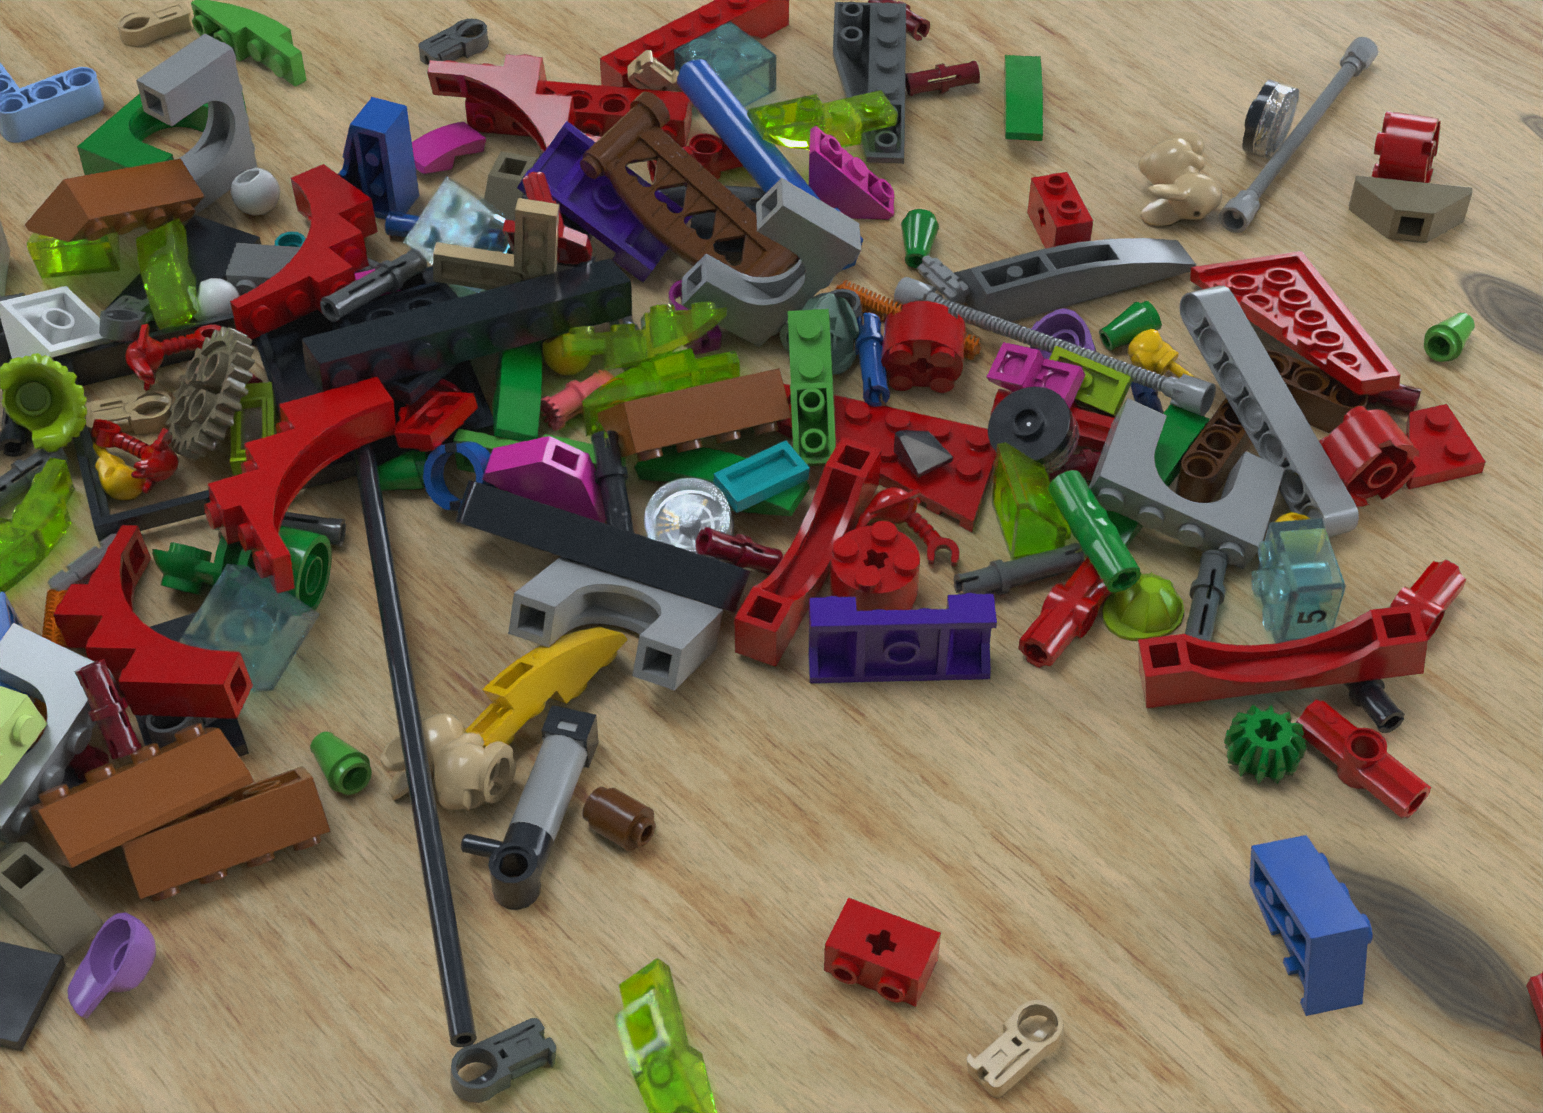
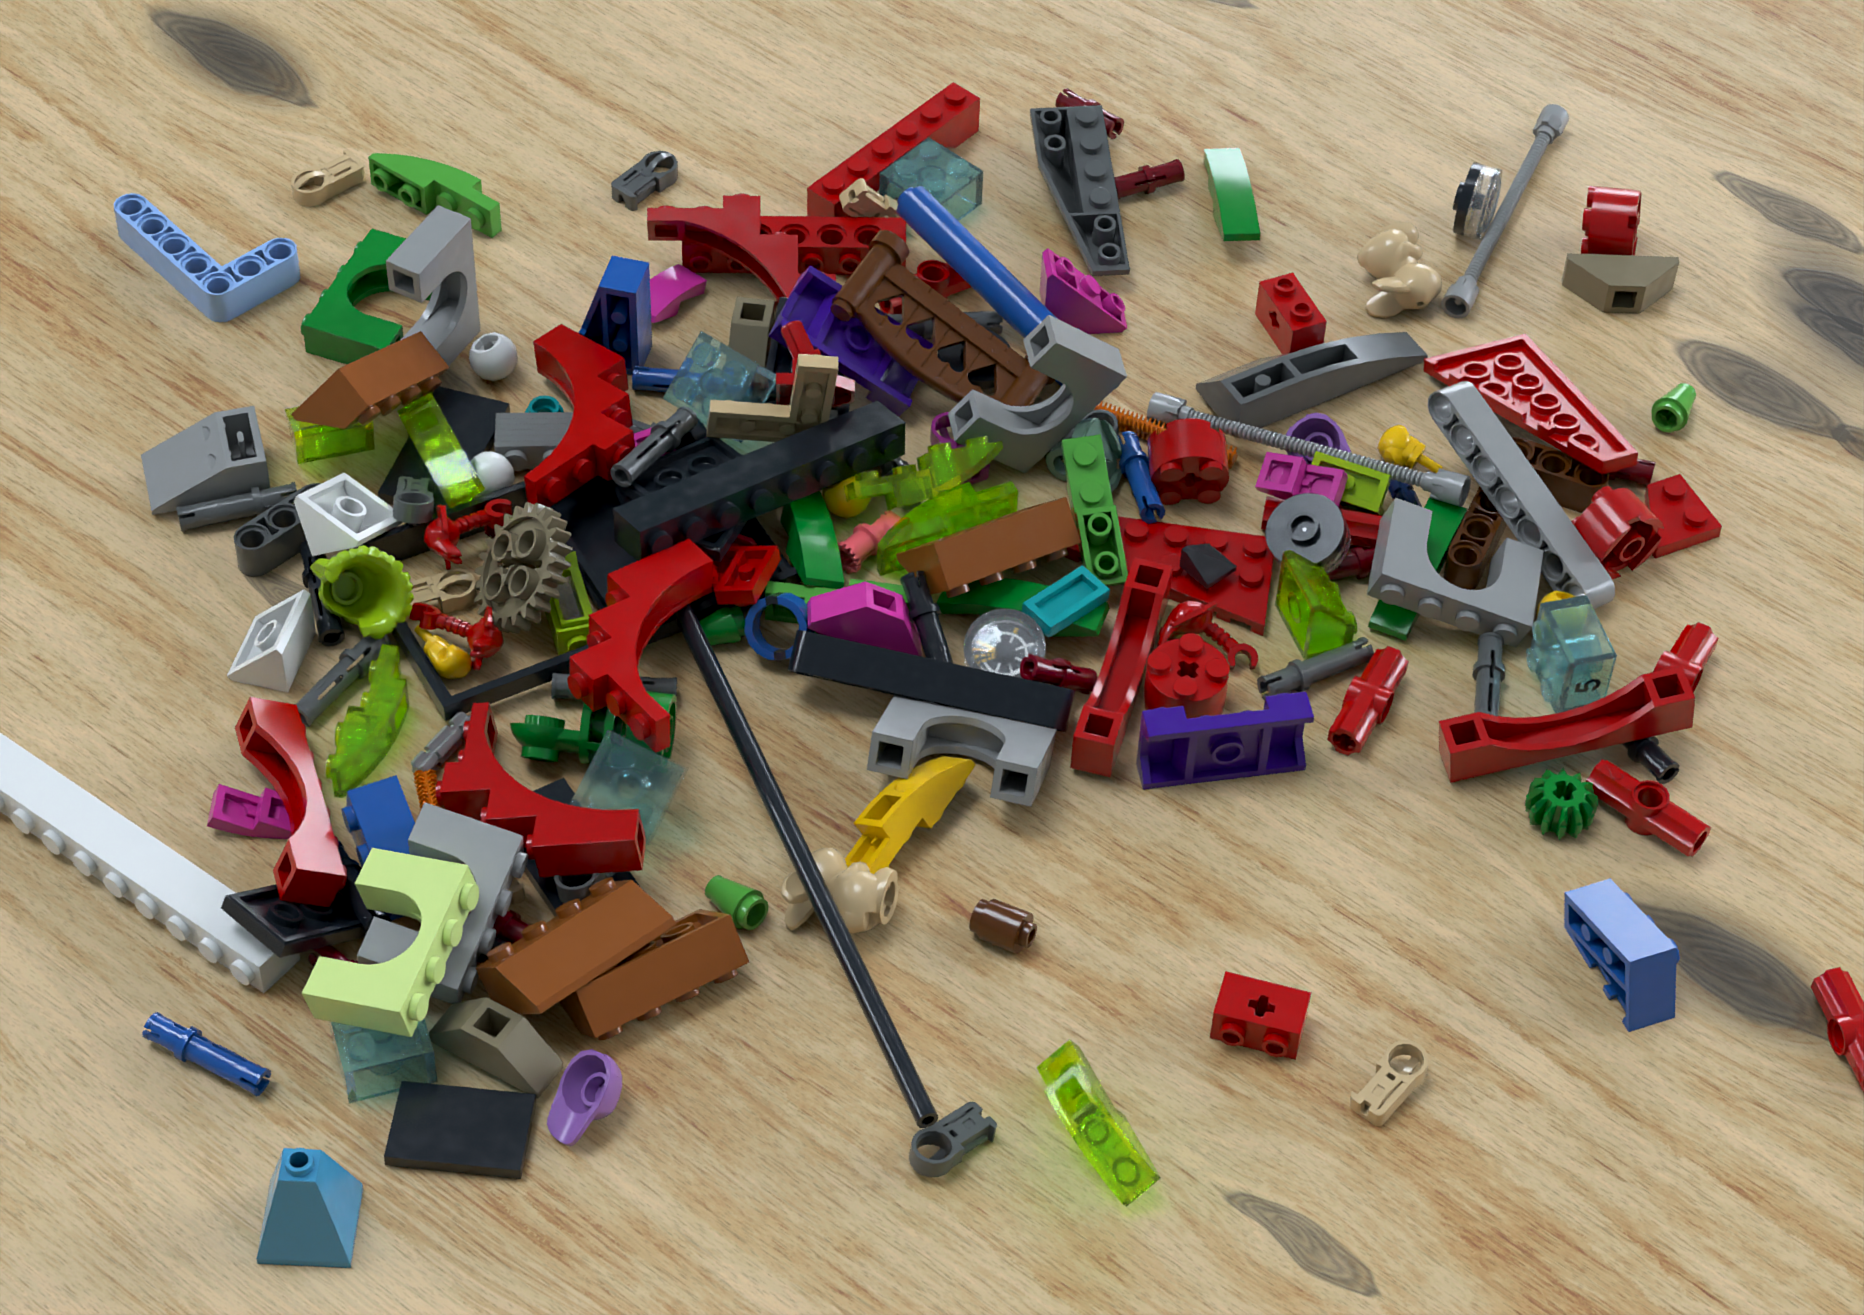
camera: 10 degrees left, 0 degrees up
(108, 709) = (531, 872): dark red pin -> none
(567, 747) = (930, 924): piece -> none
(846, 119) = (1068, 236): clear neon green slope -> none
(918, 234) = (1157, 346): green cone -> none
(943, 279) = (1191, 391): light grey axle -> none
(1094, 531) = (1382, 625): green axle -> none
(1129, 324) = (1376, 421): green cone -> none
(1144, 610) = (1432, 692): lime piece -> none

